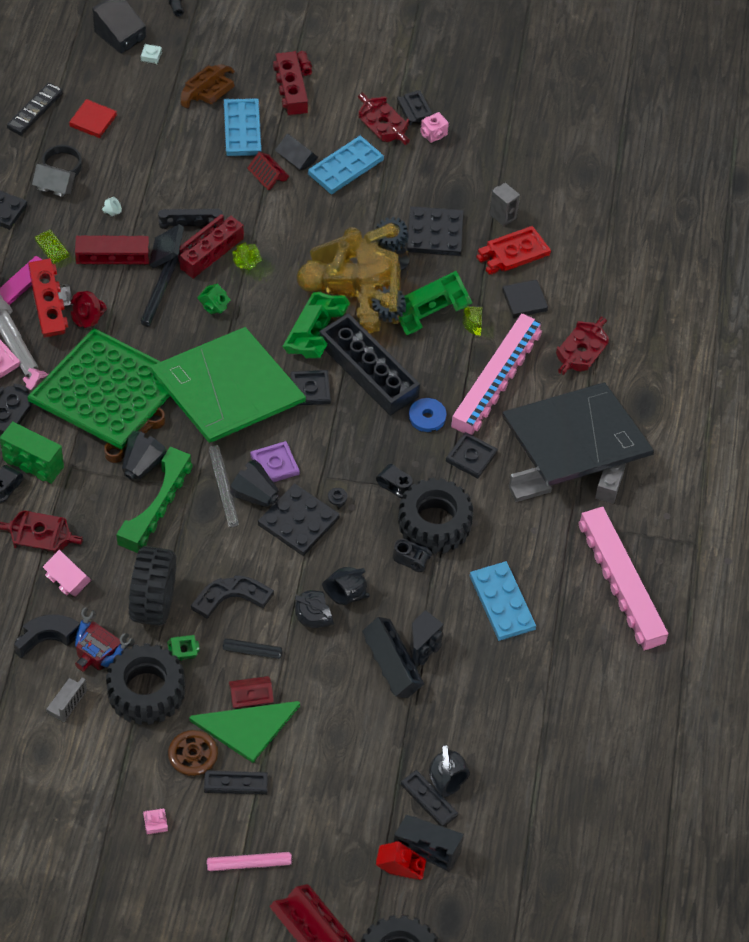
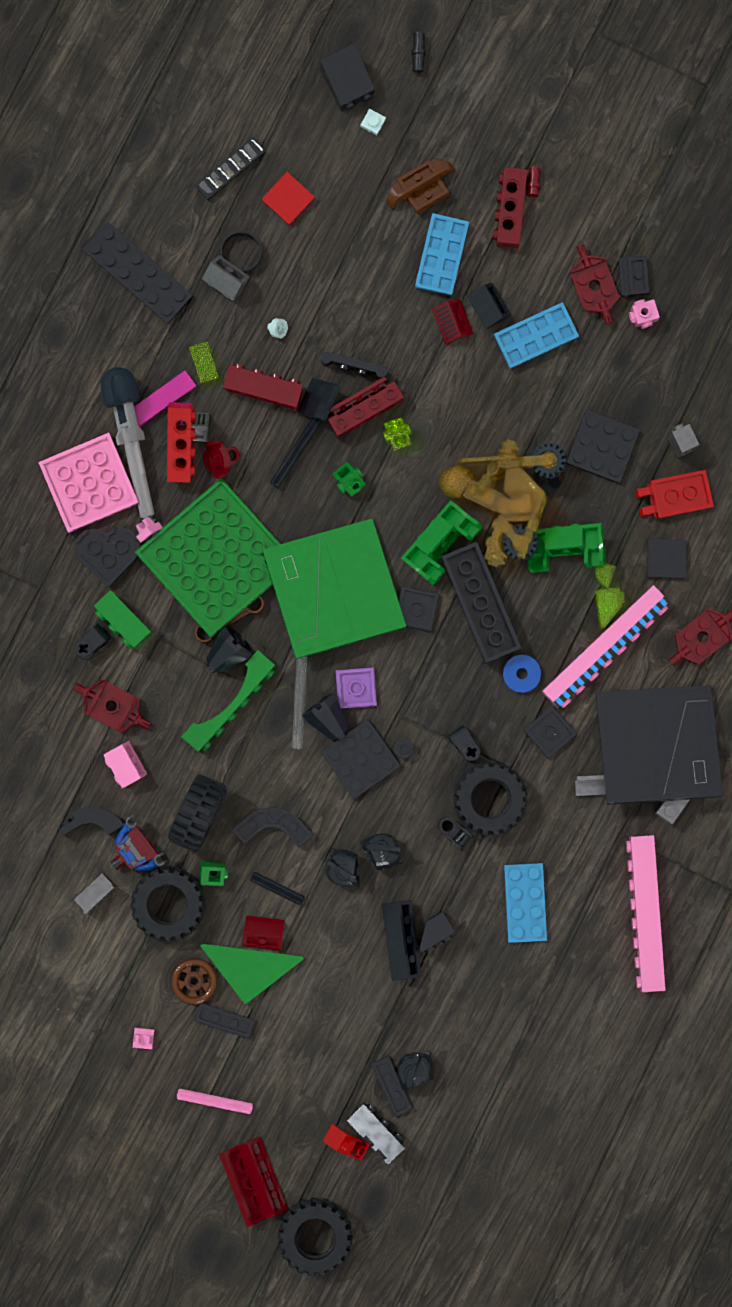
camera: 15 degrees right, 30 degrees up
(485, 340) = (608, 604): none -> clear neon green slope

